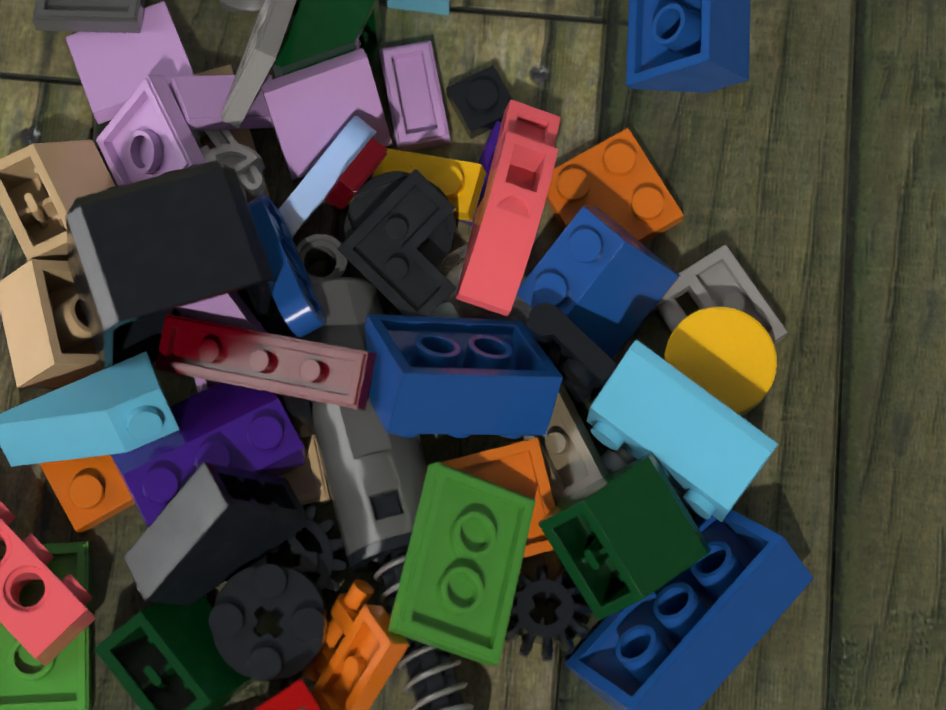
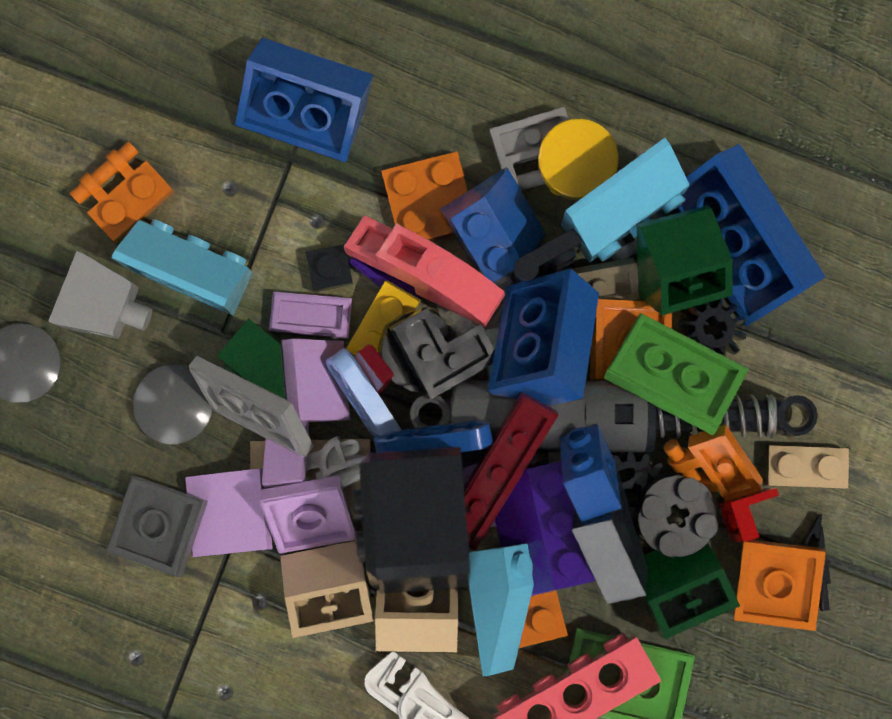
camera: 75 degrees left, 10 degrees up
(290, 472) = (589, 472): none -> blue brick

